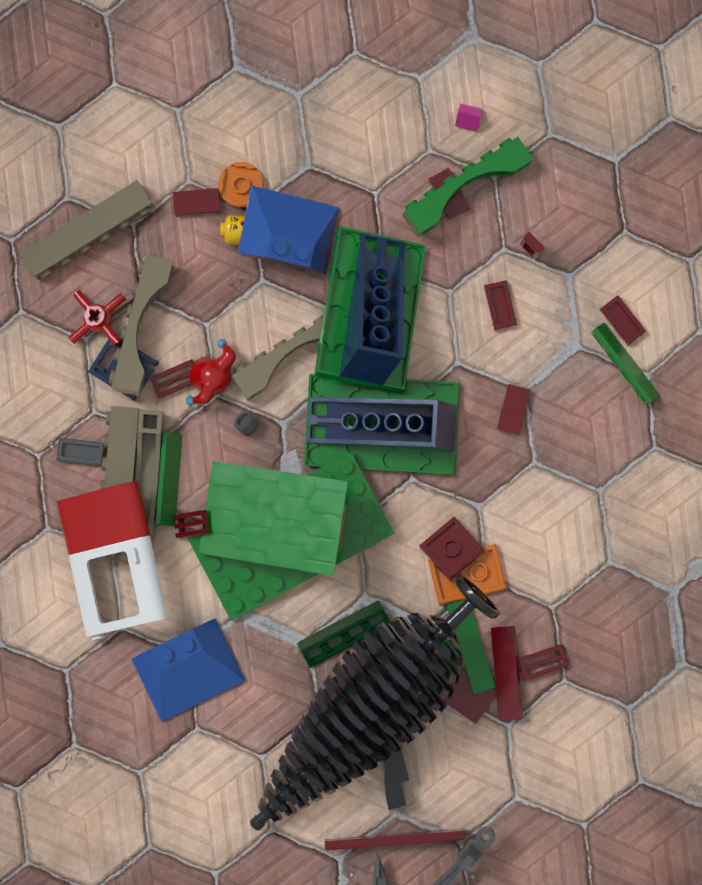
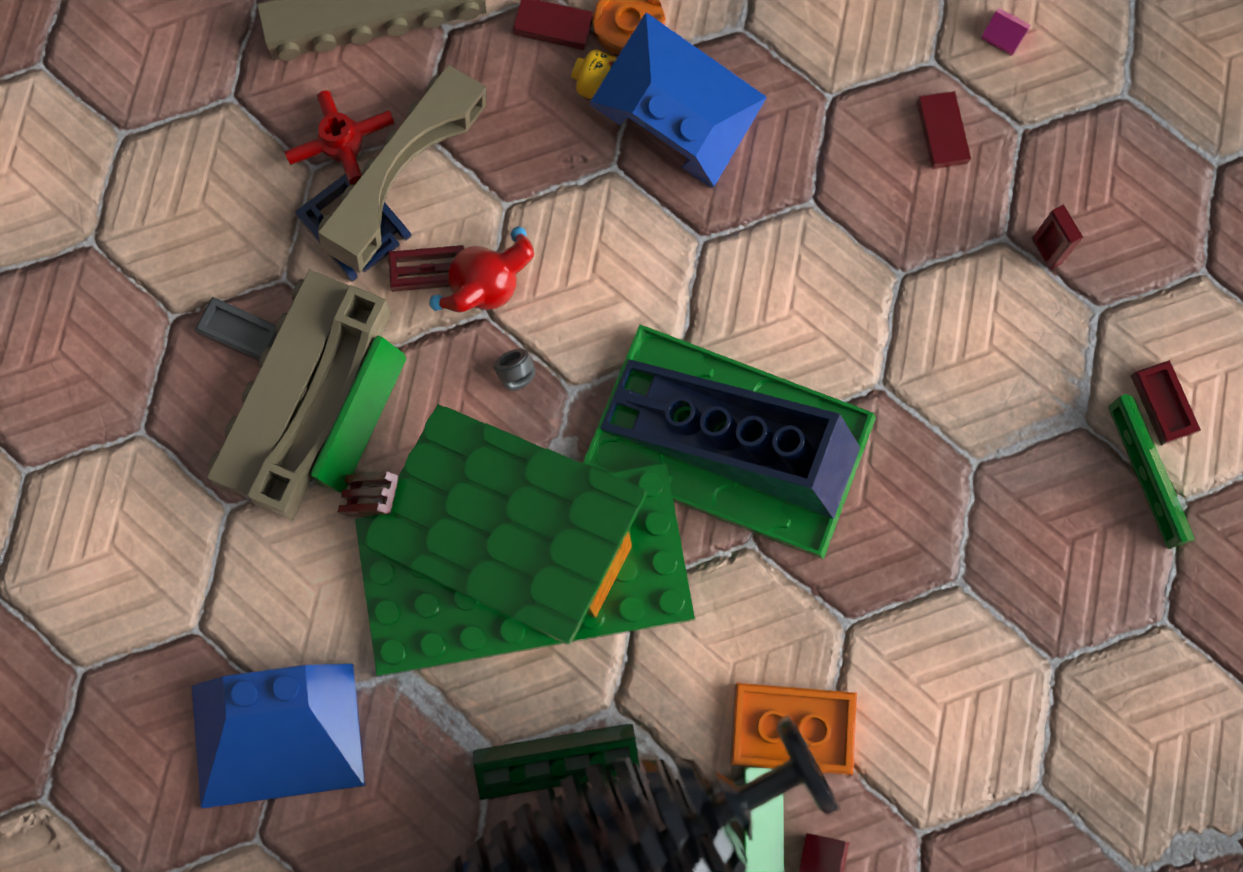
camera: 15 degrees right, 10 degrees down
(104, 525) = (220, 447): piece -> none
(256, 376) = (707, 266): dark tan arch -> none
(370, 310) = (767, 255): piece -> none
(451, 548) = (781, 676): dark red tile -> none
(500, 305) = (975, 318): dark red tile -> none
(506, 161) = (1045, 106): green arch -> none
(513, 409) = (950, 484): dark red tile -> none

